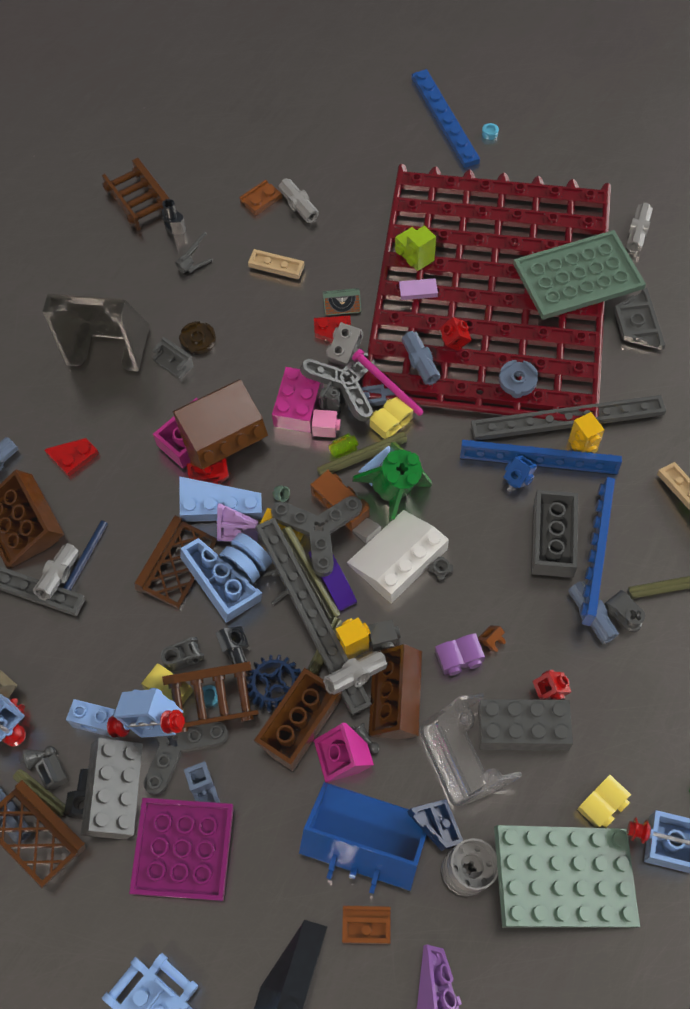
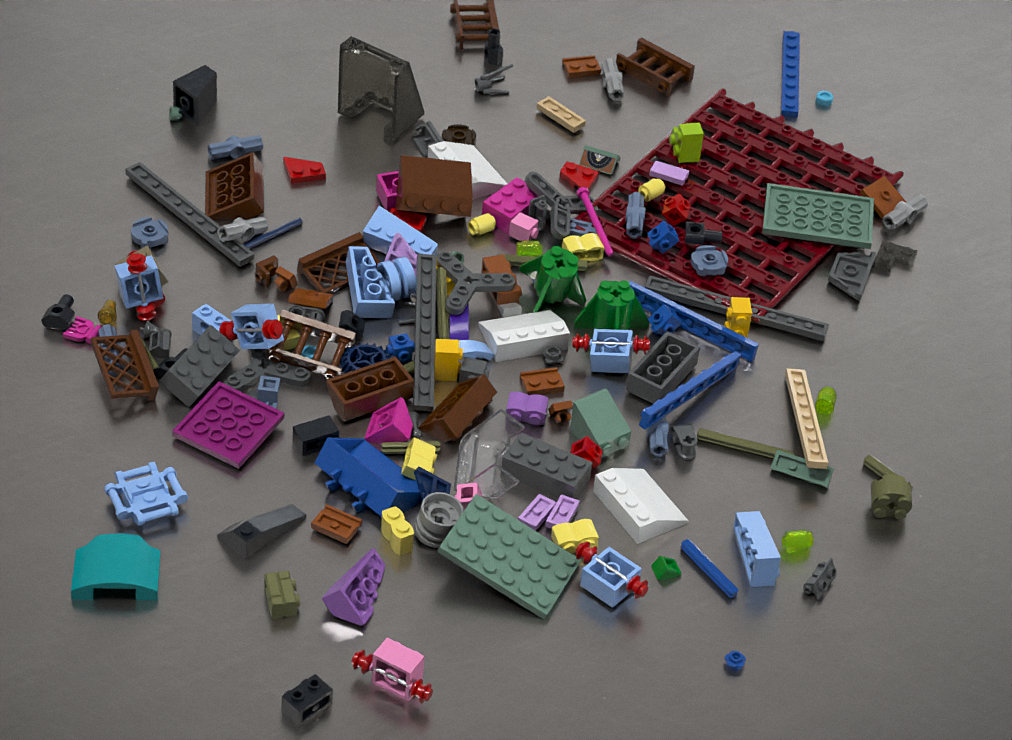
camera: 20 degrees right, 20 degrees down
(105, 609) = (266, 269): none -> reddish brown bracket
(132, 613) = (285, 279): none -> dark orange tile
(172, 625) = (311, 298): none -> dark orange plate
(220, 366) = (484, 177): none -> white slope
(277, 811) = (311, 435): none -> black brick
(282, 438) = (481, 224): none -> light yellow brick
(296, 651) = (401, 348): none -> blue brick
(331, 155) = (660, 57): none -> reddish brown fence
(345, 344) = (579, 178): light grey brick -> none
(355, 672) = (442, 376): light grey piece -> none
(367, 606) = (475, 349): none -> light blue slope
(378, 769) = (401, 447): none -> olive axle
(399, 788) = (418, 454): none -> light yellow brick
(417, 319) = (652, 189): none -> light yellow brick
(427, 897) = (397, 530): none -> light yellow brick
(450, 607) = (542, 381): none -> dark orange plate
(464, 374) = (663, 237): none -> blue brick
(471, 489) = (613, 308): none -> green brick
(478, 815) = (466, 492): none -> bright pink brick
(489, 353) = (697, 235): none -> black piece
(497, 537) = (611, 349): none -> light blue brick
(544, 641) = (600, 421): none -> sand green slope
(548, 789) = (537, 512): none -> lavender plate
(572, 775) = (563, 511): none -> lavender plate
(610, 218) = (884, 196): none -> dark orange plate
(633, 718) = (637, 503): none -> white slope
(658, 279) = (893, 253): none -> clear smoke plate

